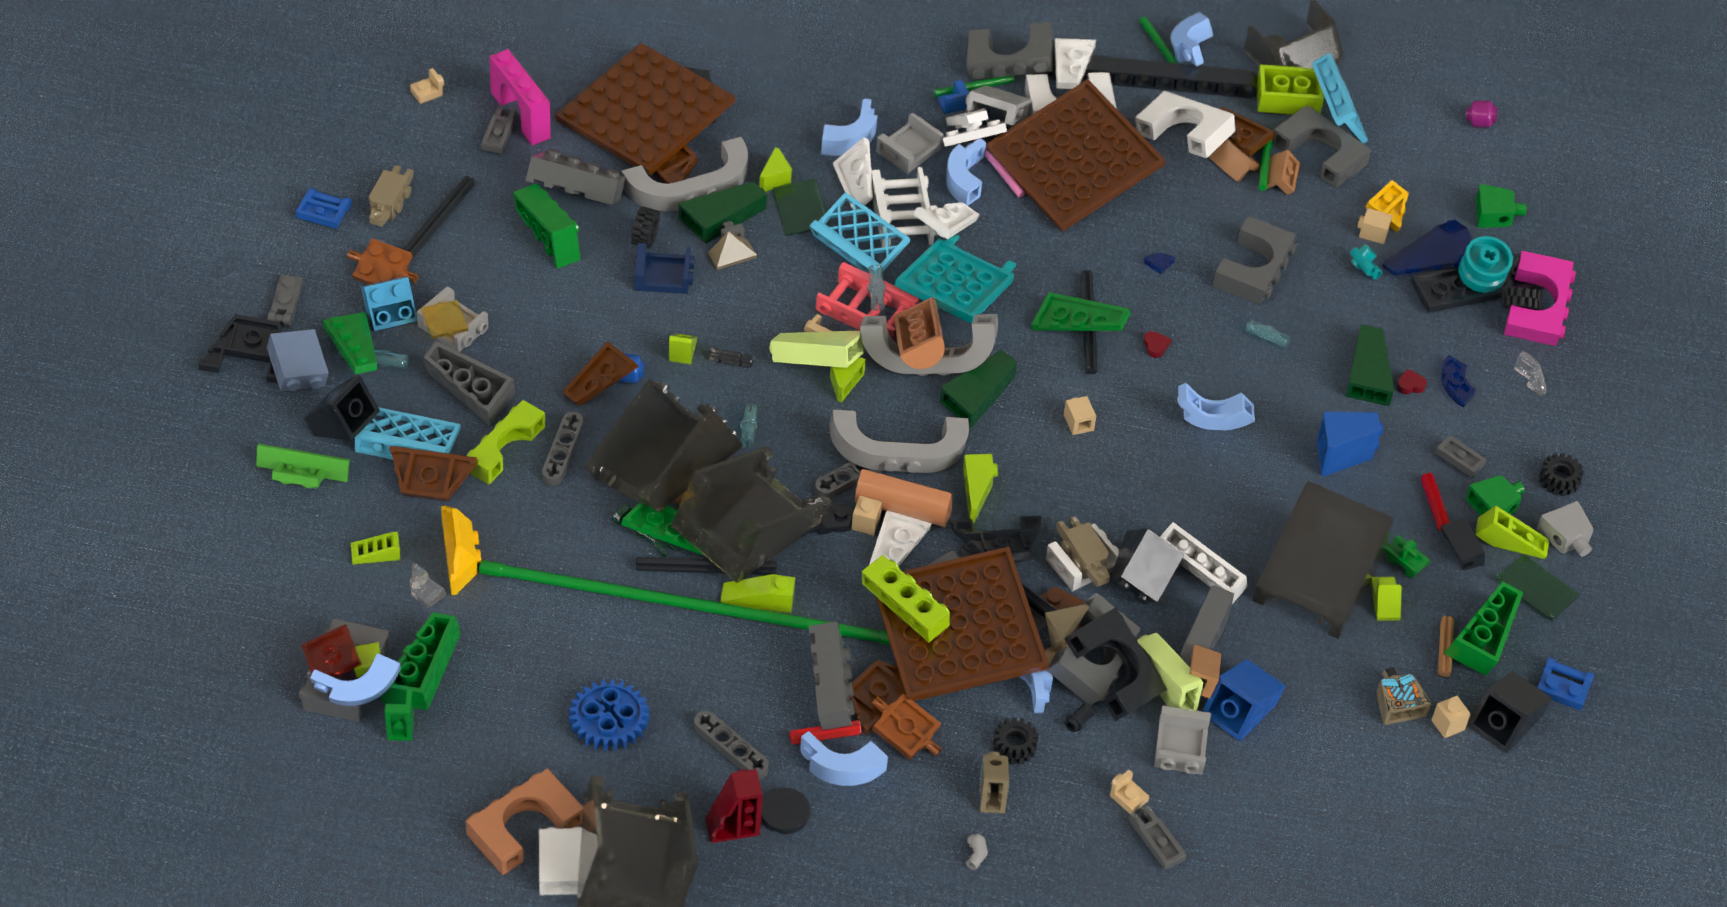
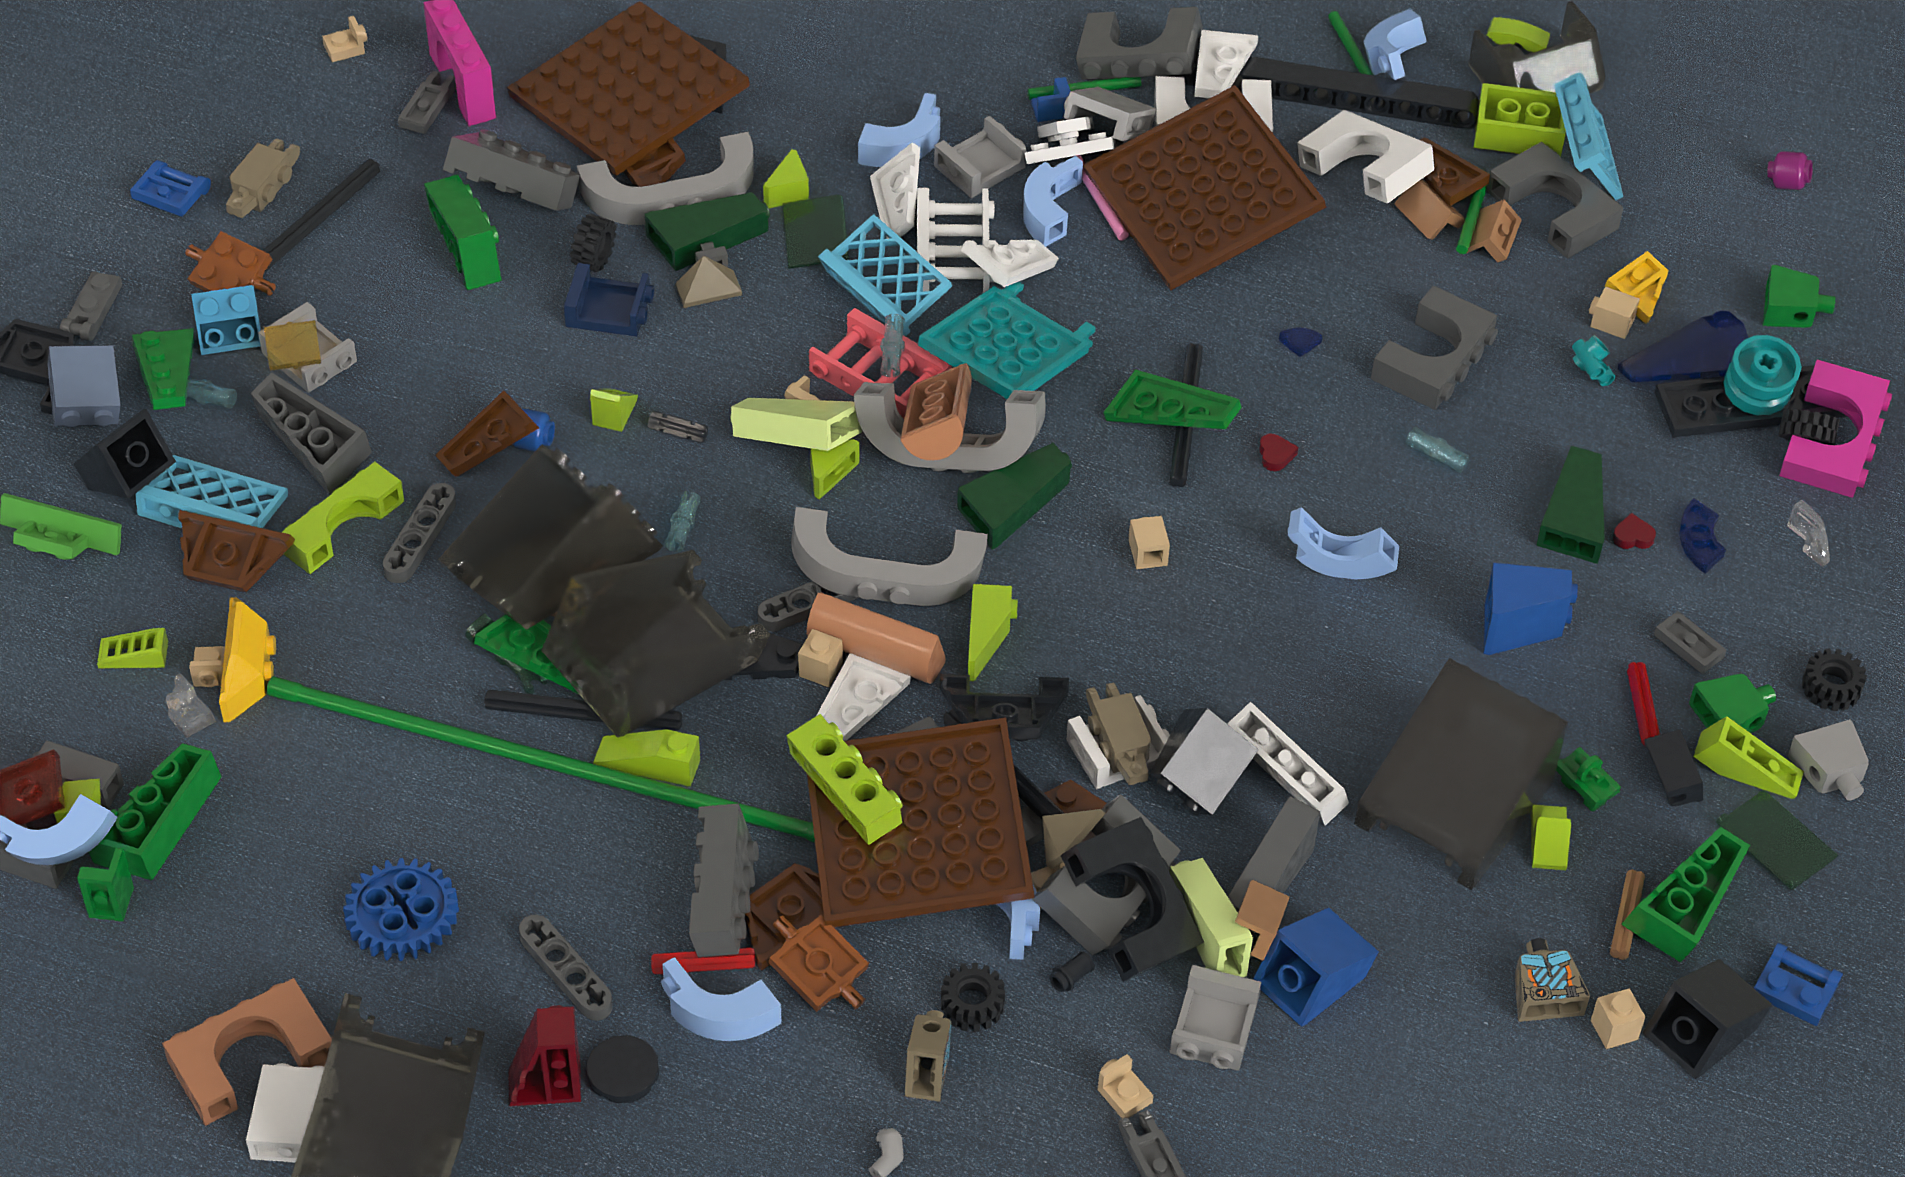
camera: 10 degrees right, 0 degrees up
(434, 556) = (207, 666): none -> tan bracket
(1270, 24) = (1512, 31): none -> lime slope

